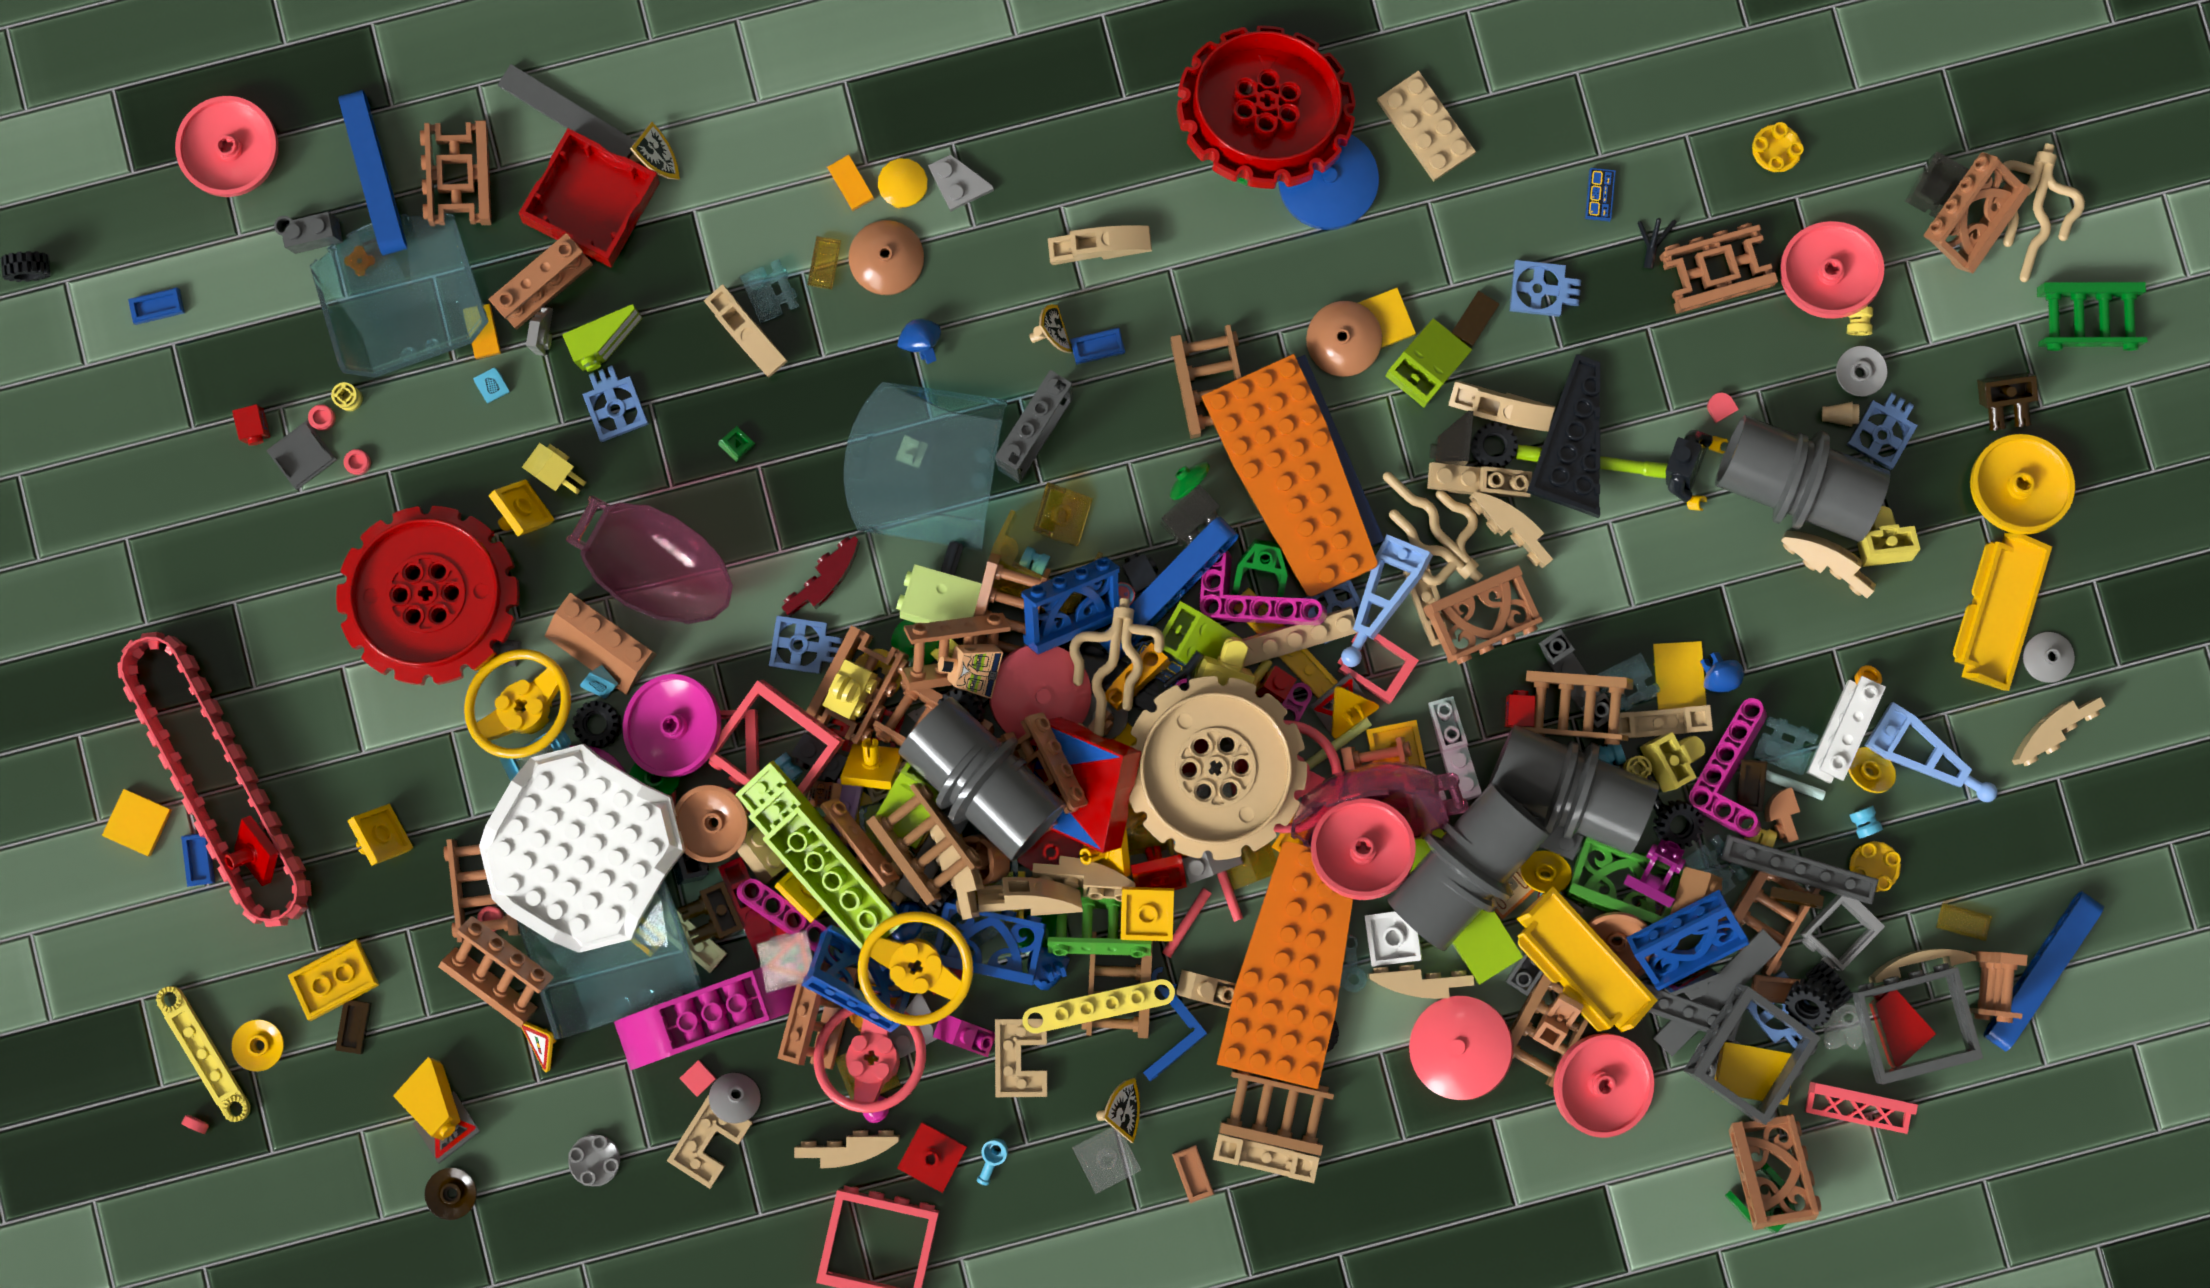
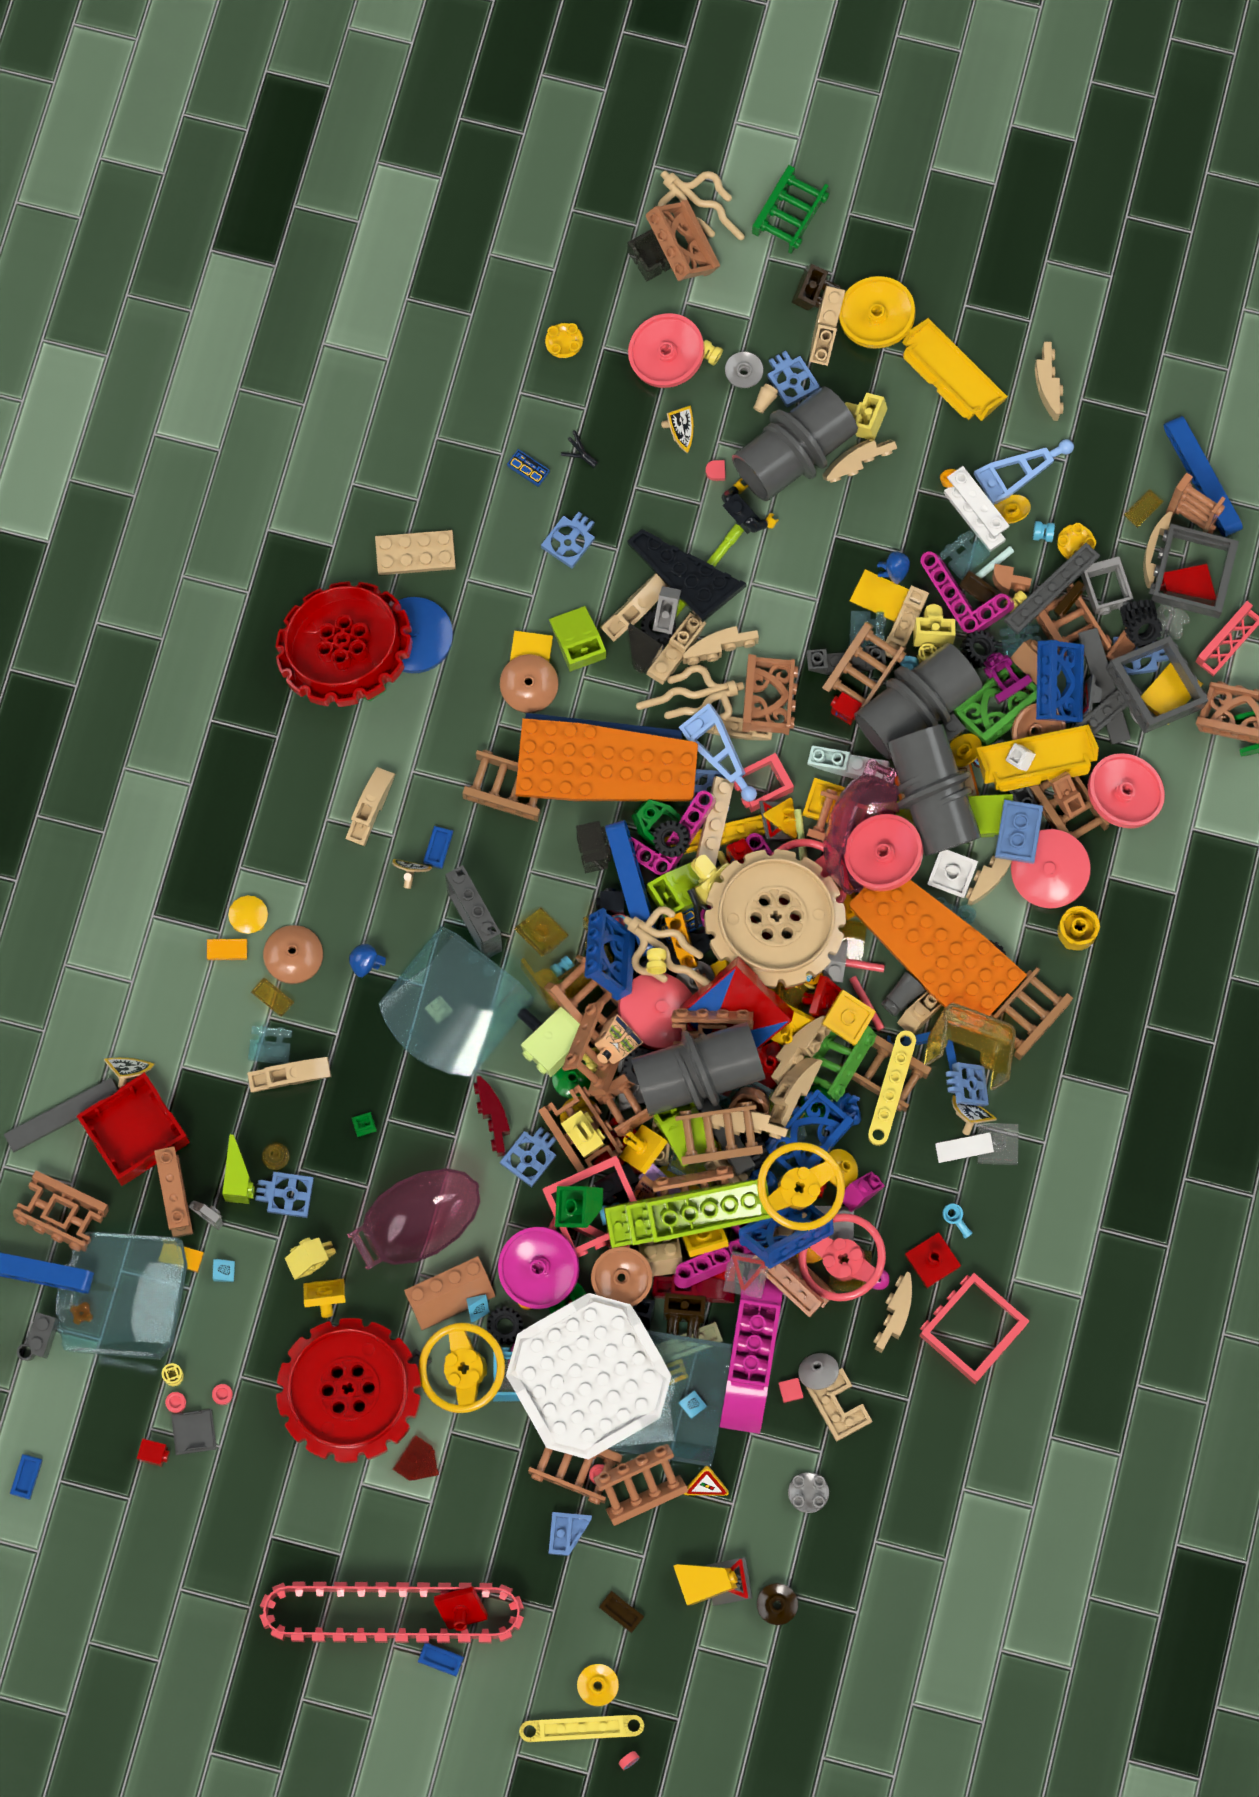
camera: 65 degrees left, 10 degrees down
(136, 822) = (389, 1689): yellow tile -> none
(333, 980) = (581, 1607): yellow tile -> none
(380, 834) = (498, 1517): yellow tile -> none
(397, 712) = (417, 1461): none -> clear red slope
(406, 918) = (566, 1532): none -> medium blue wing
(618, 979) = (692, 1404): none -> medium azure slope
(649, 373) = (273, 1161): none -> clear yellow cone
(757, 731) = (577, 1205): none -> green slope
(958, 182) = (269, 878): light grey wing -> none
(984, 988) = (845, 1160): none -> yellow dish
(1008, 1075) = (904, 1176): tan plate -> none
(1080, 1123) = (964, 1147): none -> white sticker
(1090, 661) = (656, 961): none -> light yellow wheel
(1145, 1079) = (958, 1084): none -> medium blue piece
(1188, 479) = (567, 834): green dish -> none
(1193, 1174) = (1039, 1092): nougat tile -> none
(1217, 958) = (902, 994): none -> dark grey plant
(1222, 1085) = (978, 1032): none -> clear yellow windscreen
(1237, 586) = (659, 839): none -> black tyre
(1266, 1158) = (1055, 1036): tan slope -> none
(1393, 1117) = (1084, 919): none -> yellow brick
(1475, 318) = (564, 592): dark brown tile -> none
(1481, 989) = (1019, 831): none -> medium blue tile
(1517, 443) = (666, 610): none -> light grey slope
(1570, 943) = (1020, 757): none -> white slope
(1723, 286) = (637, 424): nougat fence -> none
(1749, 338) = (681, 426): none -> shield
(1971, 435) = (825, 325): none -> tan slope
(2036, 657) = (999, 368): light grey dish -> none

